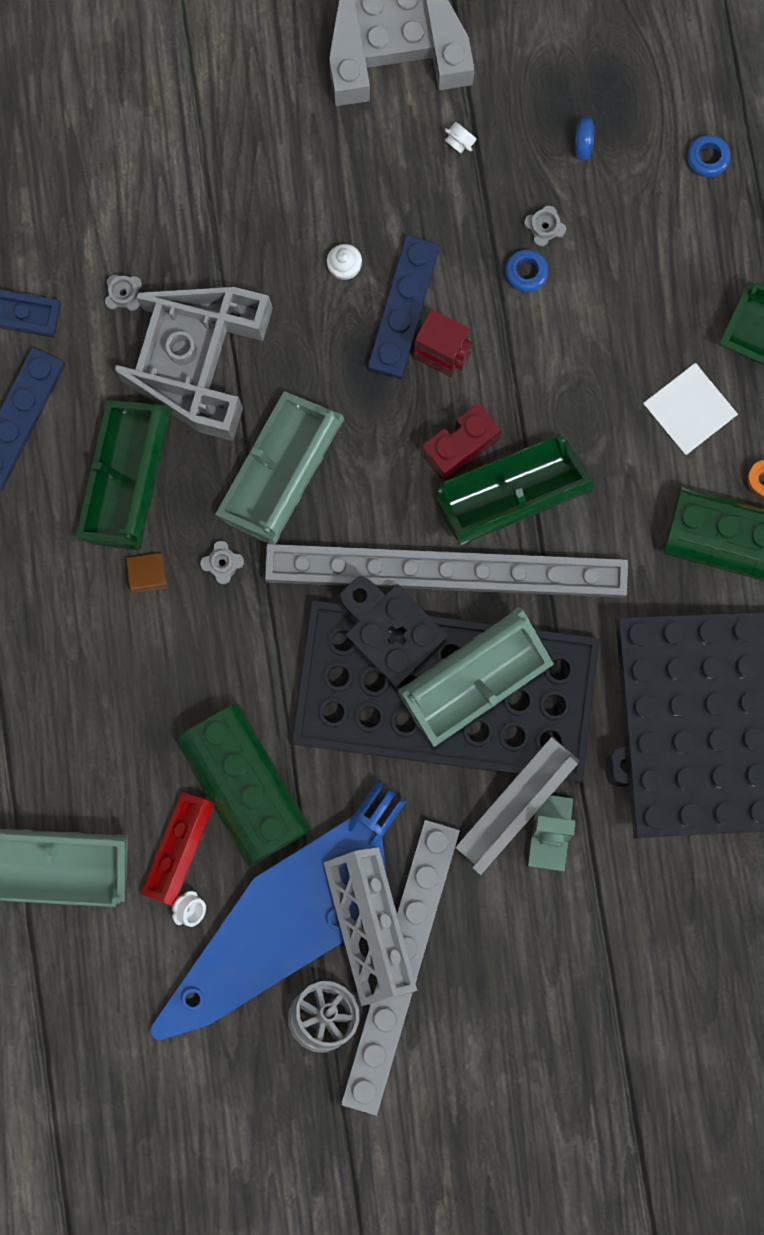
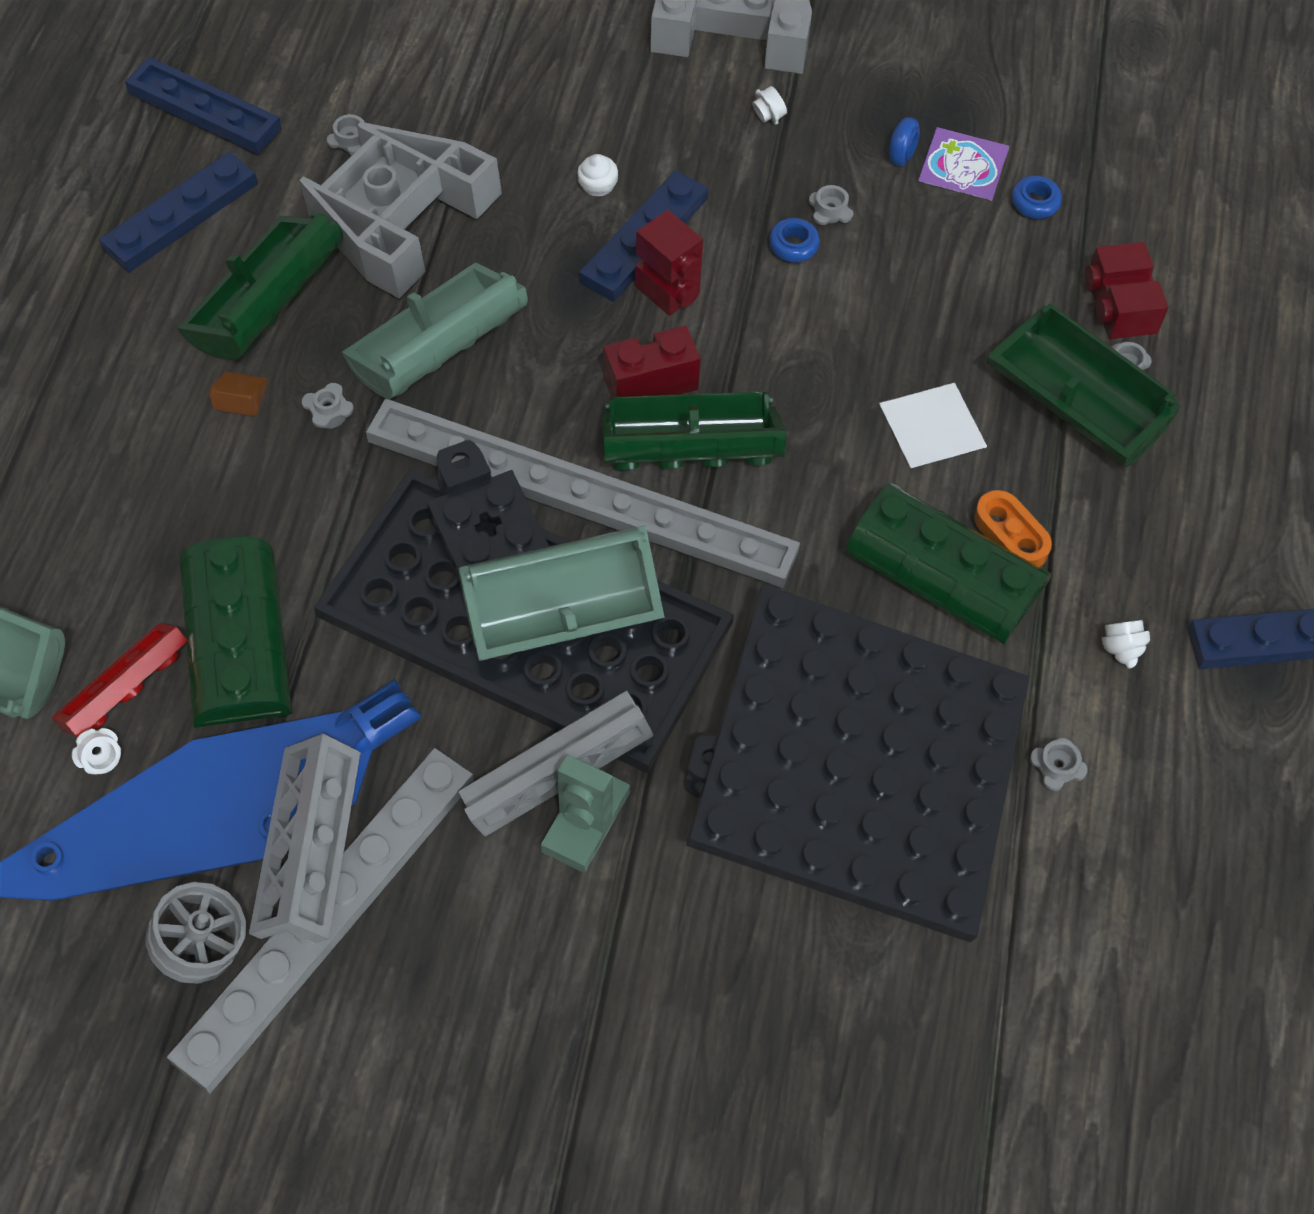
camera: 20 degrees right, 20 degrees down
(637, 136) = (964, 163): none -> sticker

